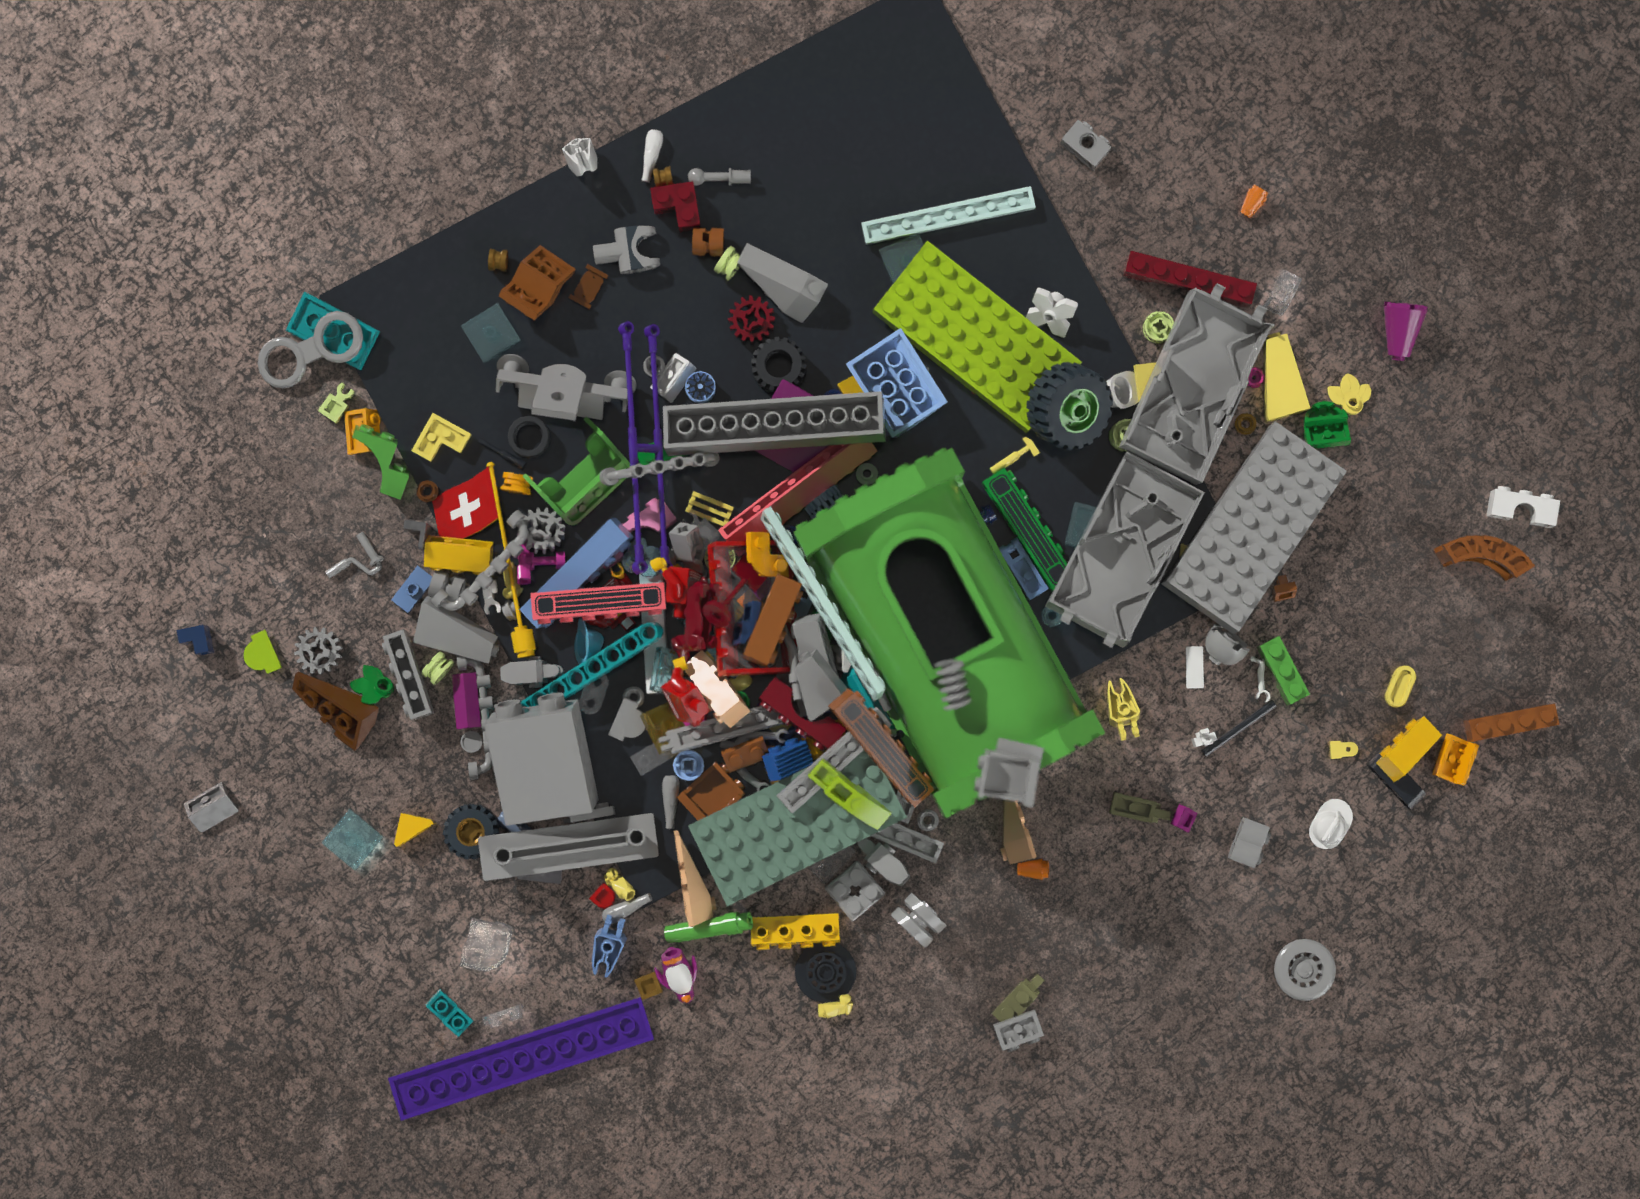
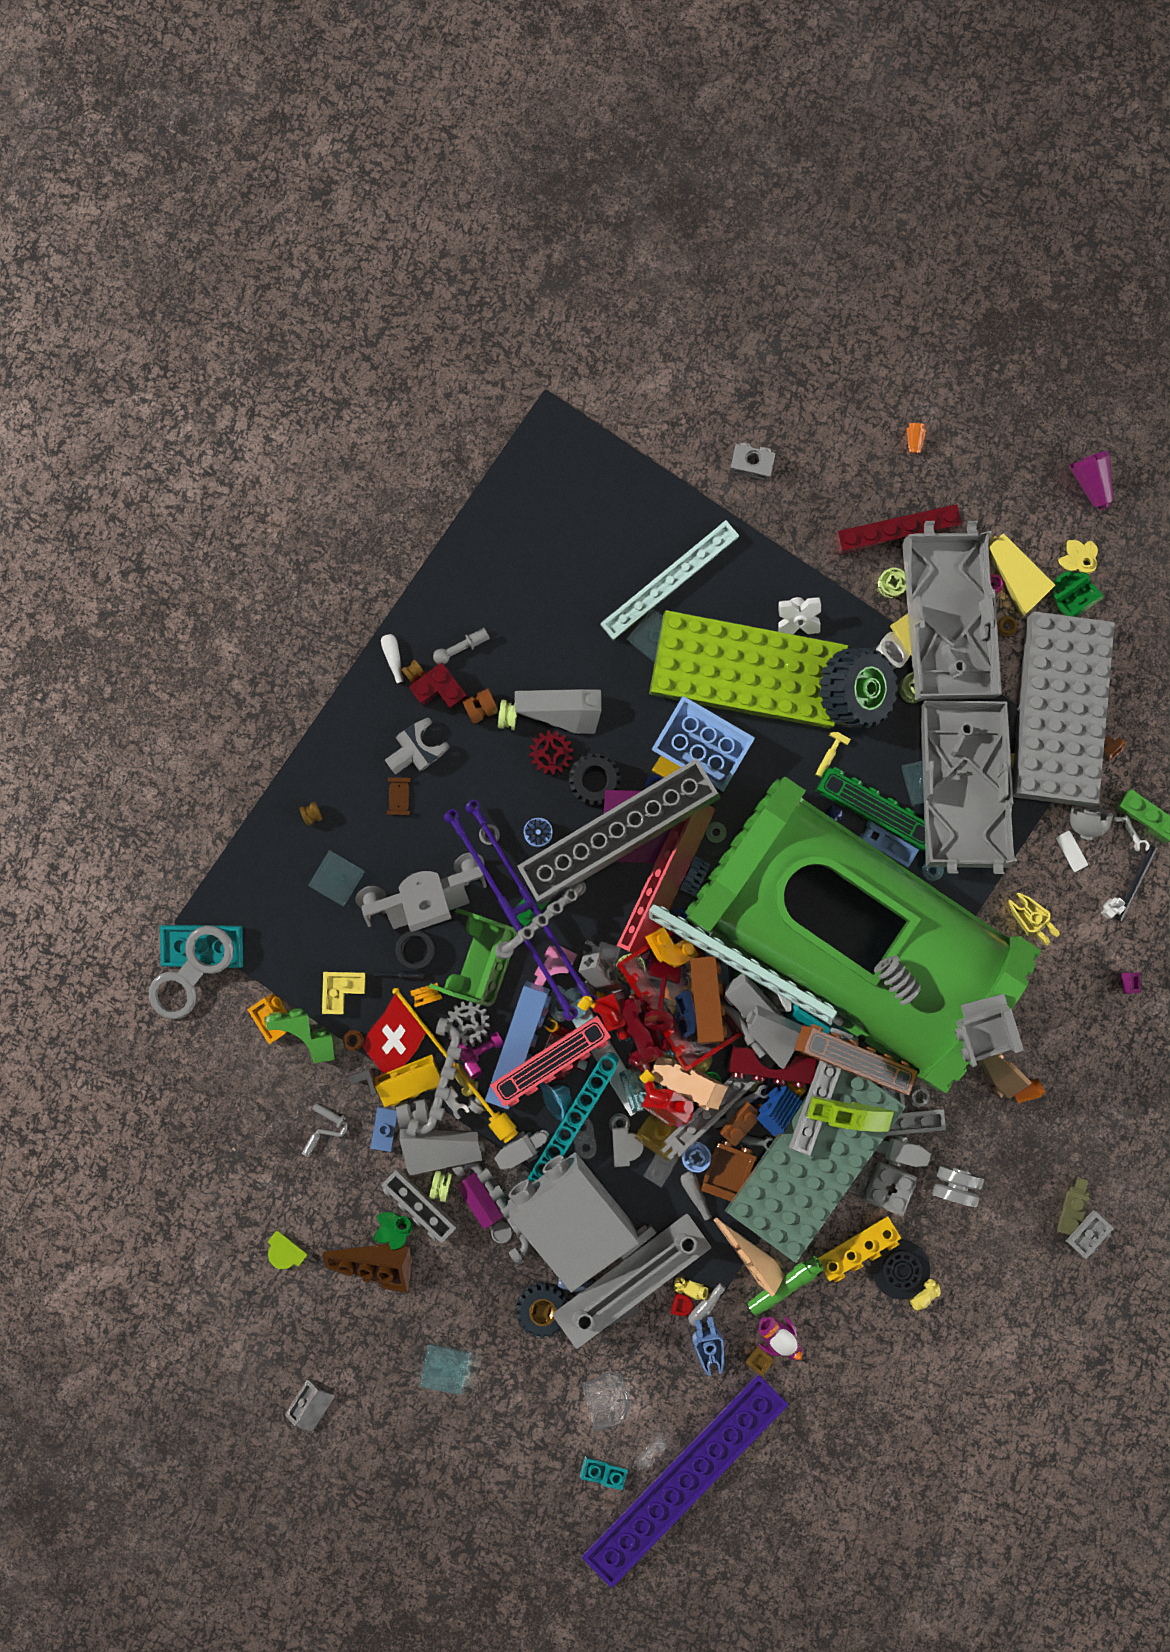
camera: 30 degrees left, 0 degrees up
(199, 636) = (225, 1266): dark blue piece -> none
(316, 659) = (340, 1222): light grey gear -> none
(334, 405) = (237, 1009): yellowish green plate -> none
(411, 826) = (488, 1332): yellow slope -> none
(537, 282) = (354, 816): dark orange bracket -> none
(580, 156) = (335, 689): white hinge -> none
(674, 377) = (511, 835): white slope -> none
(726, 515) = (599, 939): light yellow tile -> none
(1137, 808) = (1088, 995): olive hinge -> none
(1282, 292) = (980, 498): clear torso -> none

